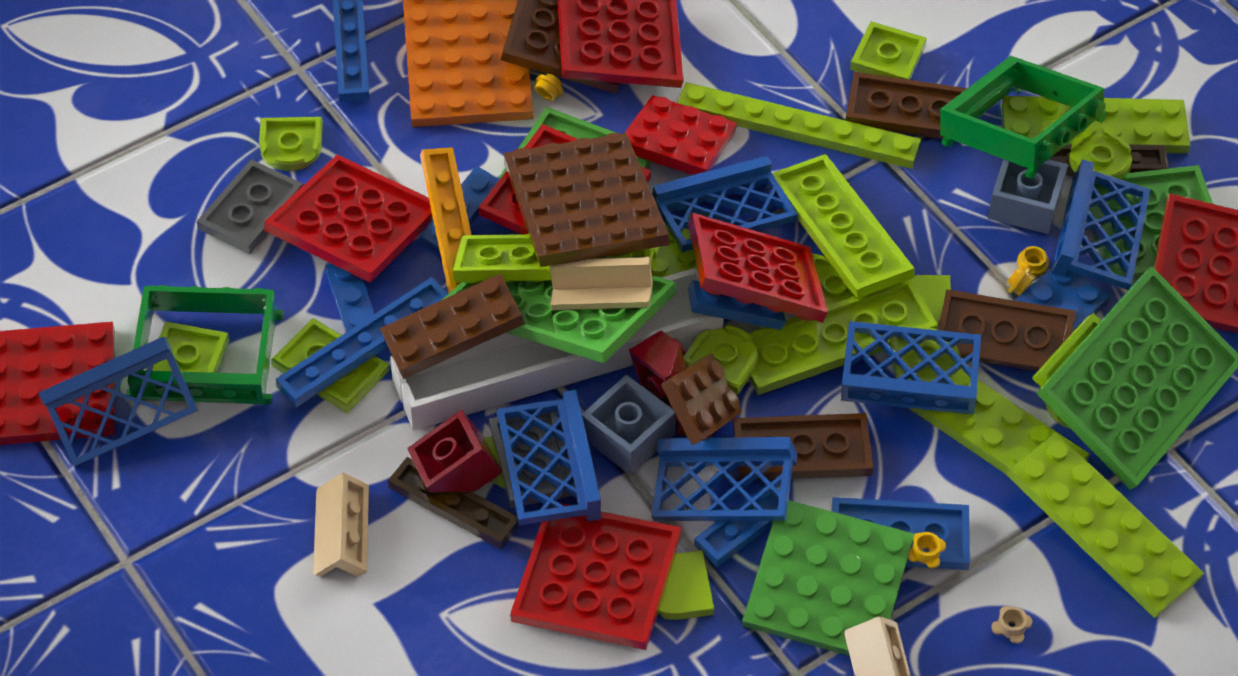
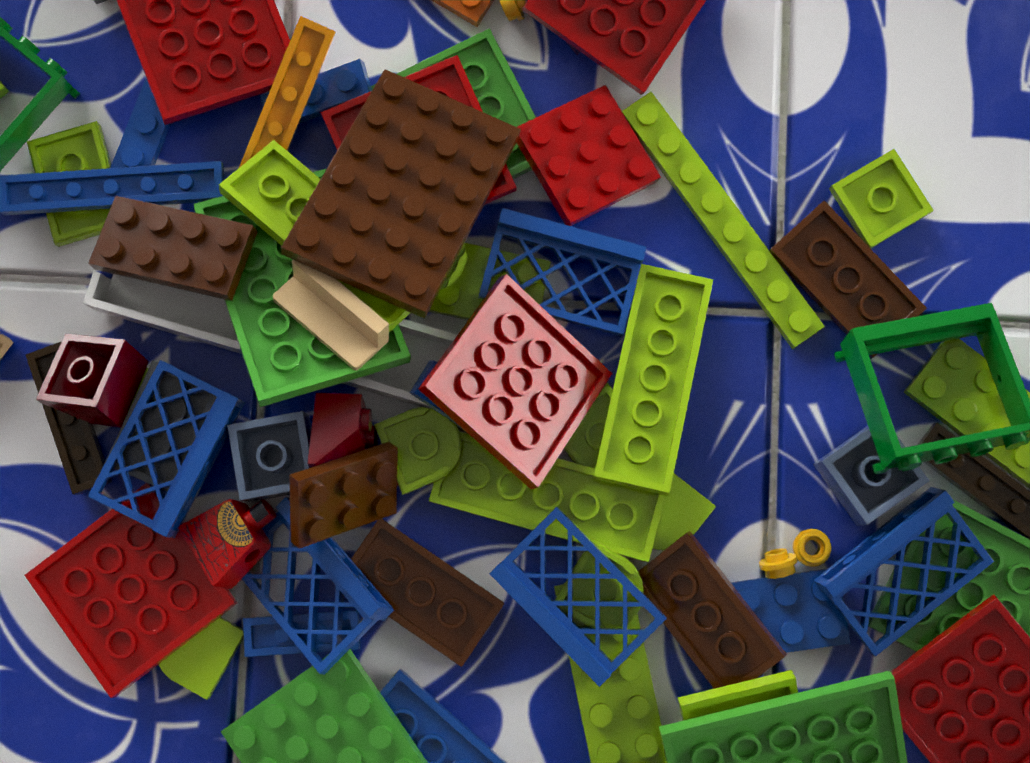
camera: 40 degrees right, 30 degrees up
(641, 488) = (229, 539): none -> red torso
(1107, 152) = (981, 486): lime tile -> none

